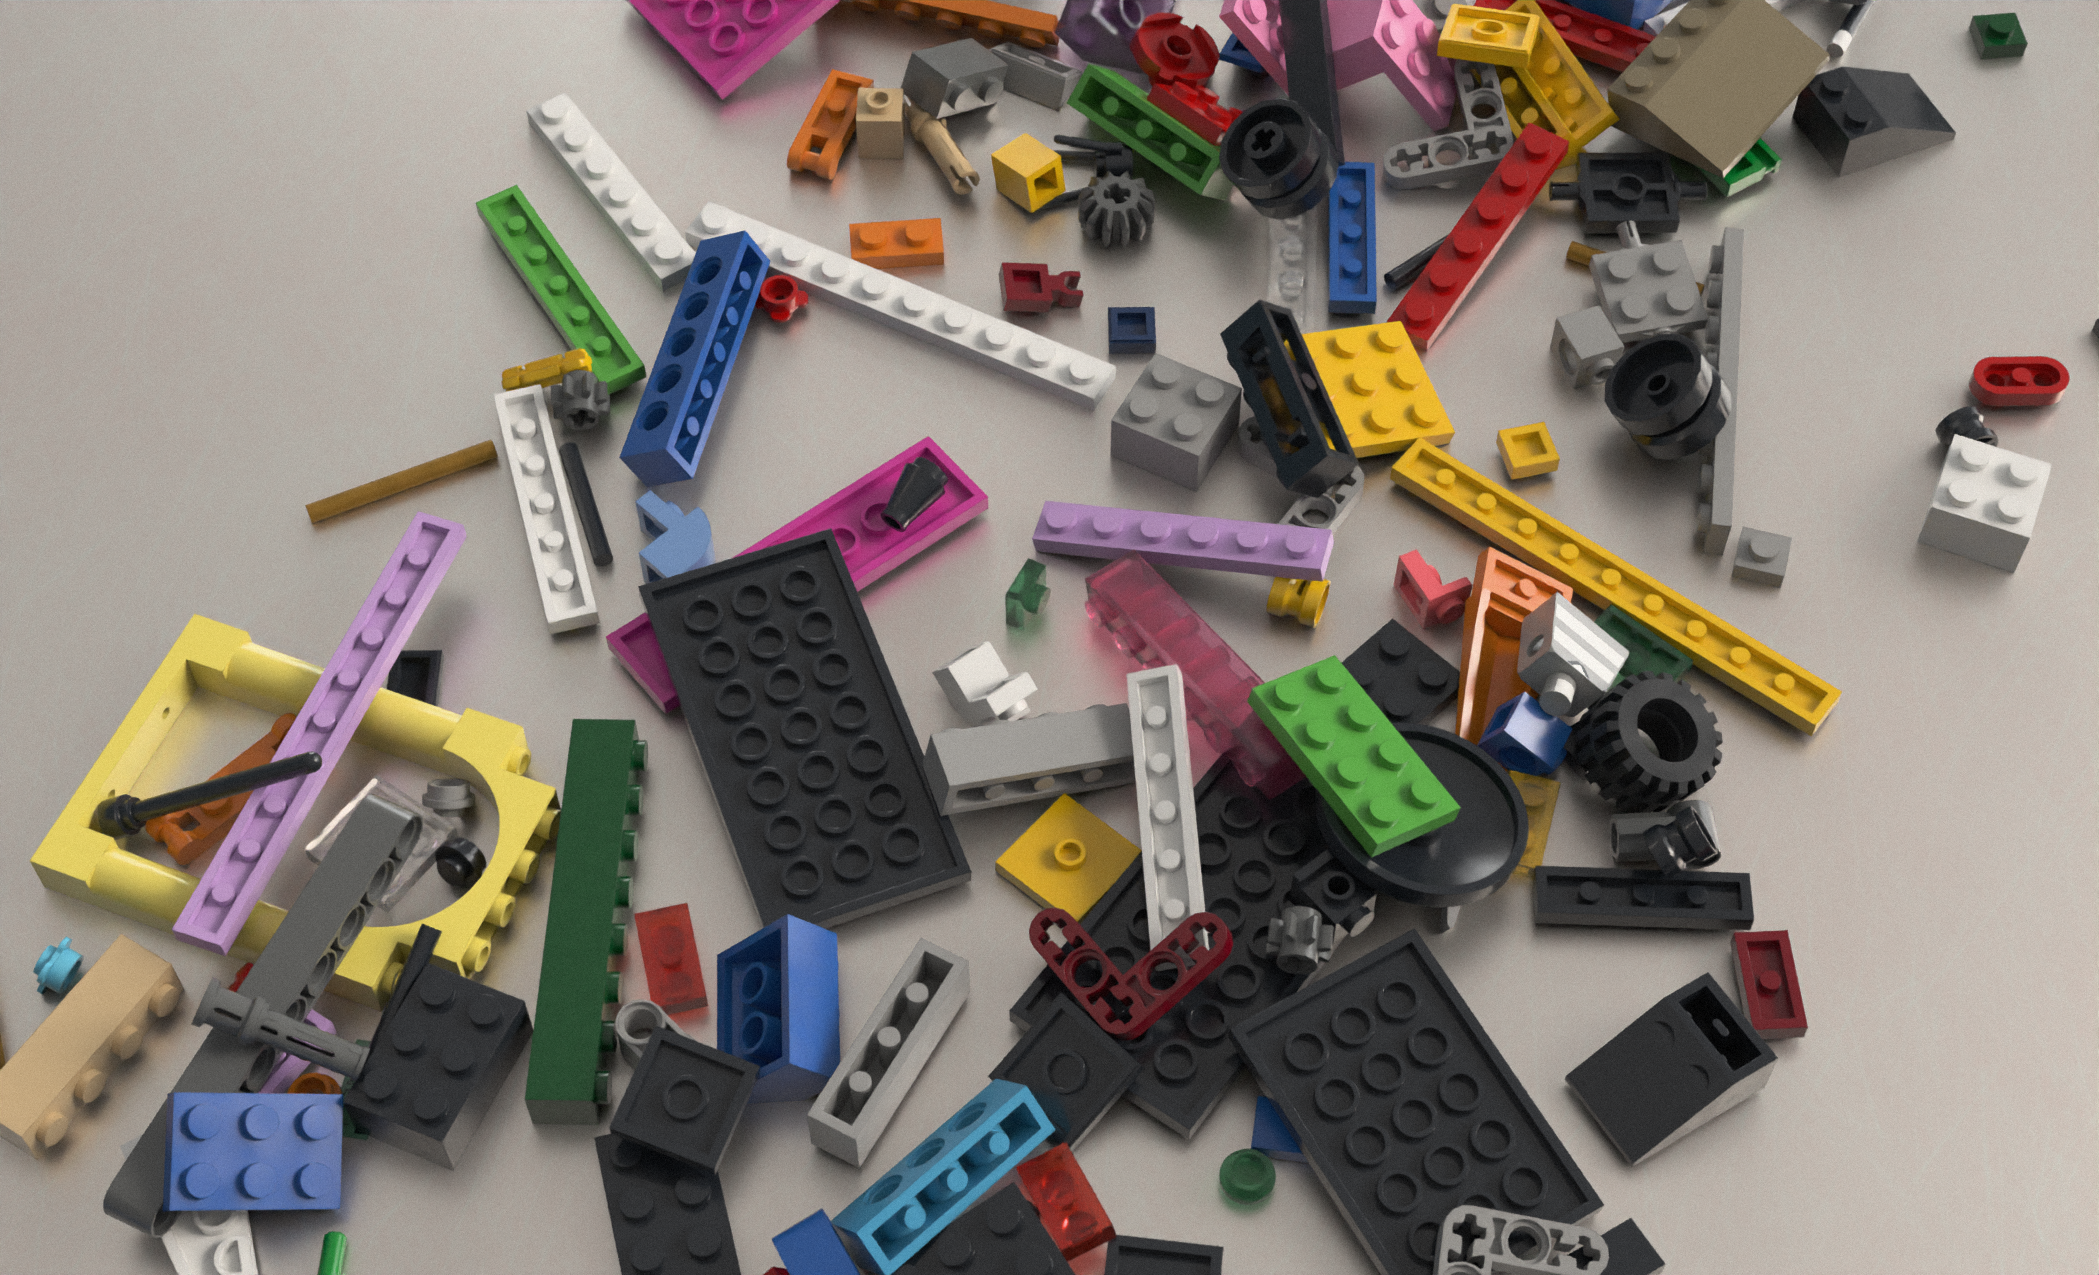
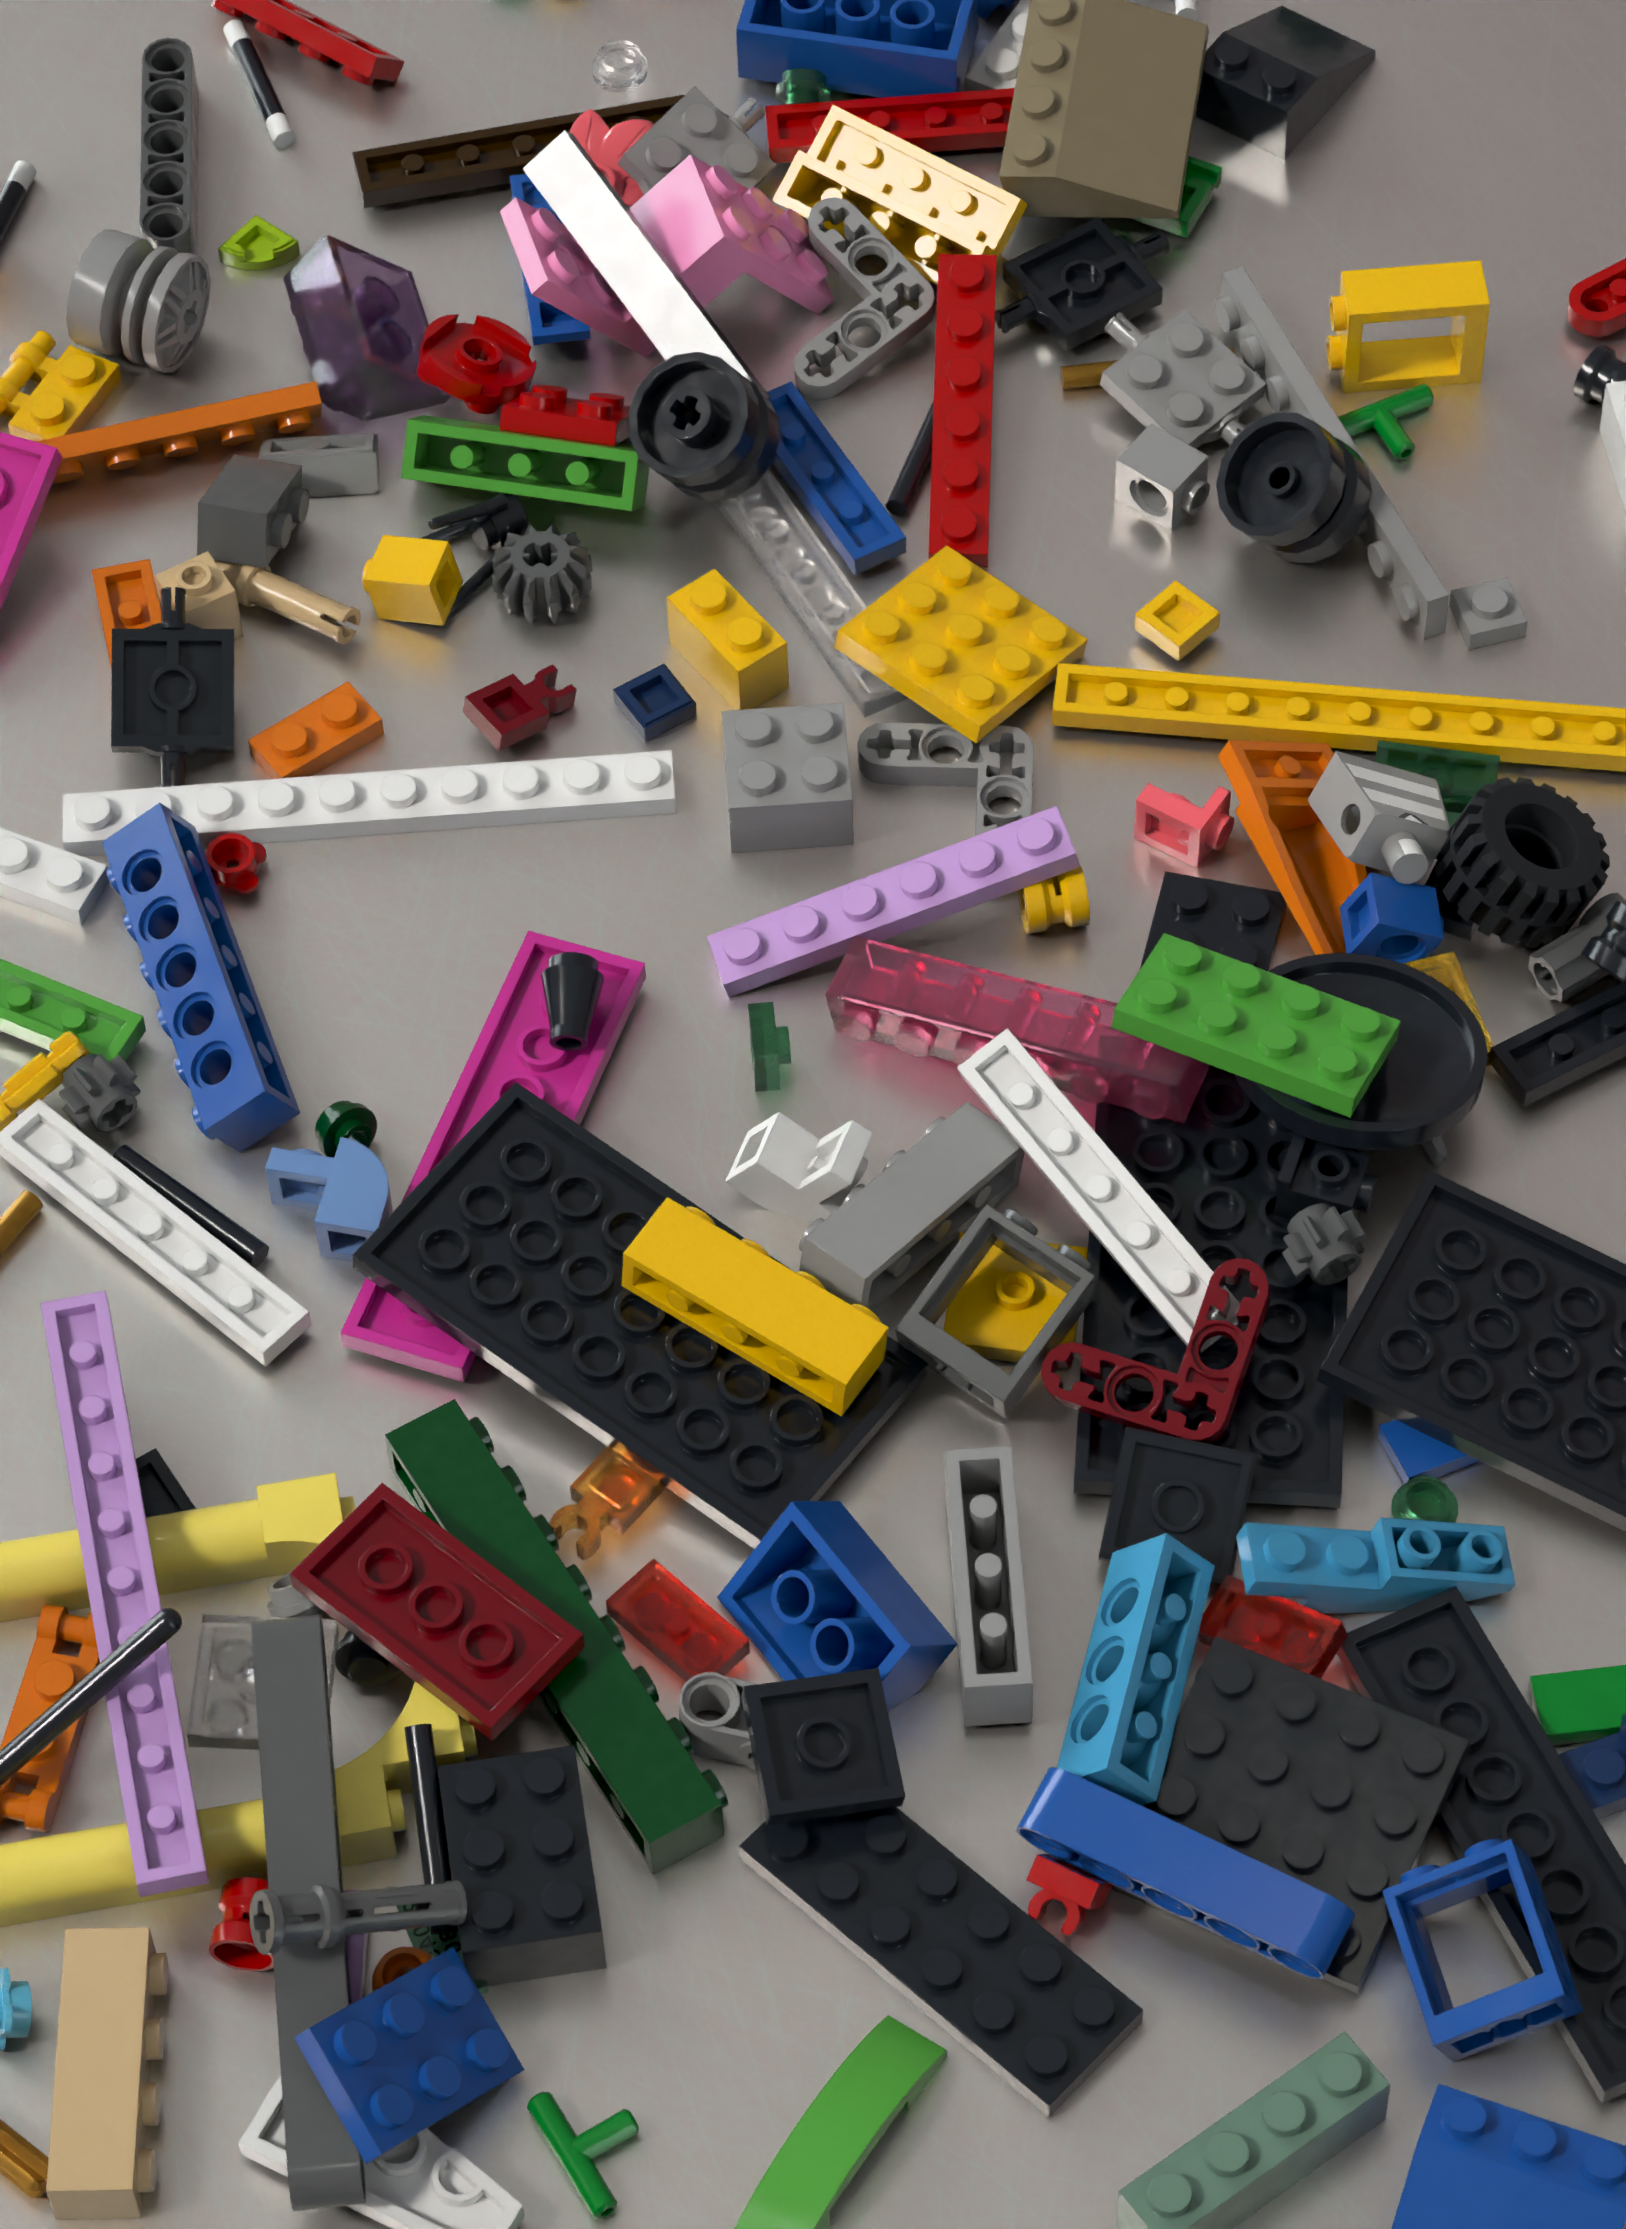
camera: 30 degrees left, 0 degrees up
(504, 857) = (437, 1611): none -> dark red plate
(697, 842) = (609, 1493): none -> clear orange plate
(717, 497) = (346, 1121): none -> dark green plate
(820, 166) = (172, 689): none -> black plate
(872, 765) = (755, 1305): none -> yellow brick
(1019, 820) = (958, 1362): none -> dark grey window
(1174, 1199) = (1375, 1568): none -> dark azure slope
(1202, 311) = (727, 642): none -> yellow brick
(1288, 399) = (966, 745): black brick -> none
(1488, 35) = (831, 175): yellow plate -> none
(1780, 384) = (1384, 415): none -> green piece
(1847, 303) = (1402, 295): none -> yellow window

